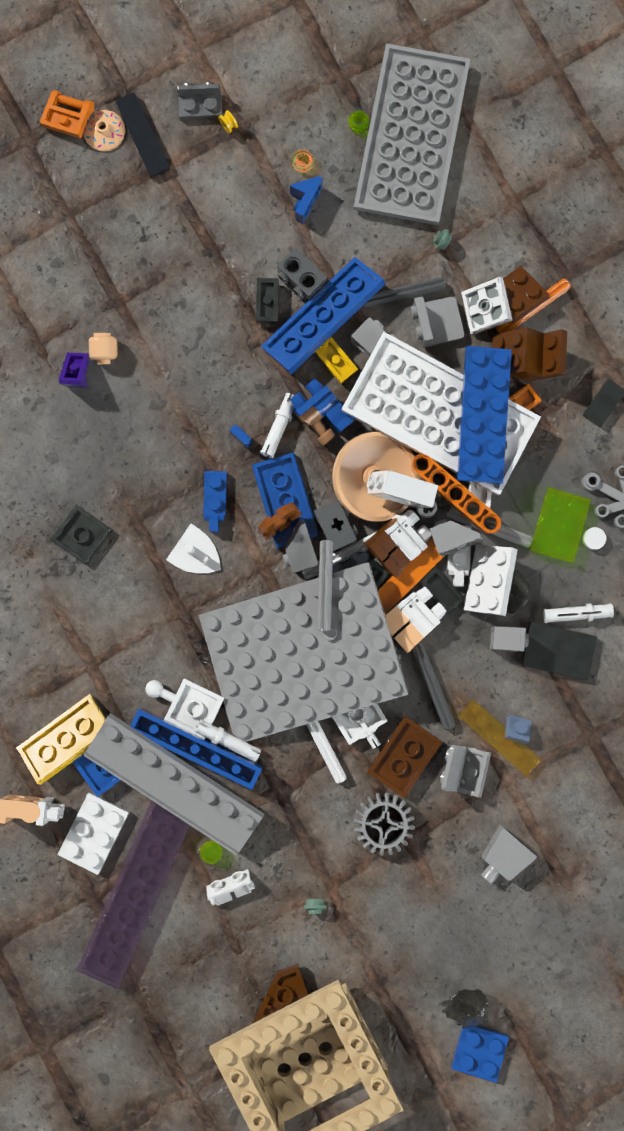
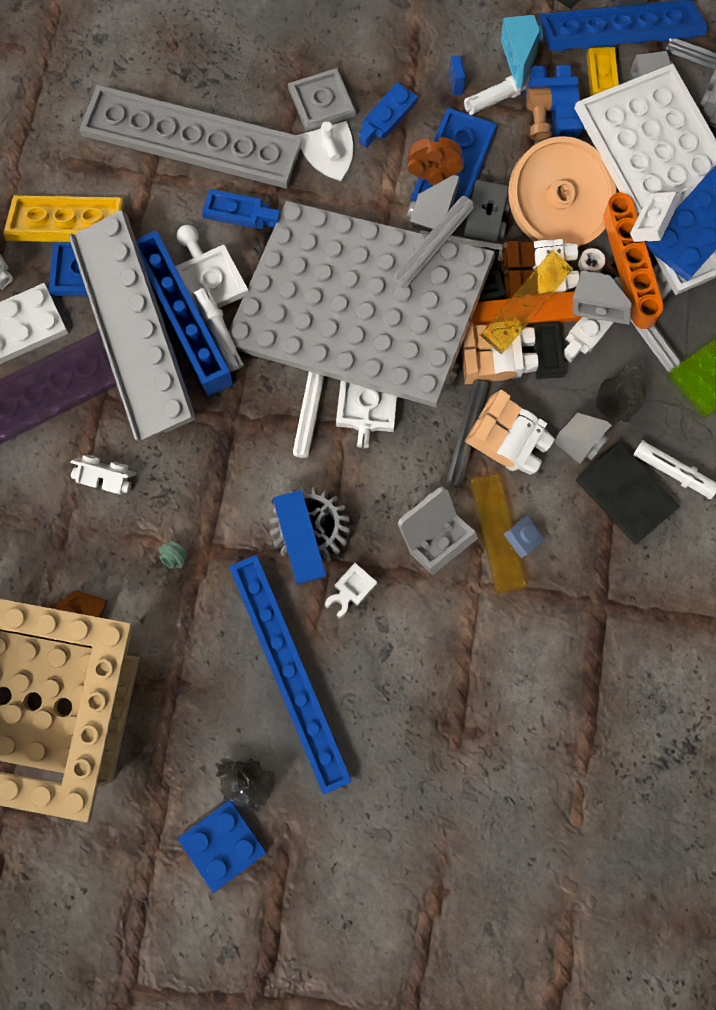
camera: 30 degrees right, 10 degrees down
(81, 534) = (235, 60): pearl dark grey tile -> none
(98, 616) = (191, 136): none -> light grey plate
(163, 520) = (321, 99): none -> light grey tile
(172, 645) = (239, 210): none -> blue hinge
(211, 852) = (113, 426): clear neon green plate -> none
(266, 380) = (520, 45): none -> medium azure slope
(387, 841) = (299, 537): none -> blue tile
(402, 489) = (581, 210): white window -> none
(404, 757) = (383, 477): reddish brown plate -> none
(411, 577) = (526, 302): none -> clear yellow tile
(439, 841) = (353, 587): none -> white plate
(441, 922) = (290, 675): none -> blue plate
(452, 461) = (655, 216): none -> white plate
(469, 669) = (509, 434): none -> hips
(490, 580) = (607, 367): white plate -> none
(505, 856) = (412, 655): light grey torso -> none

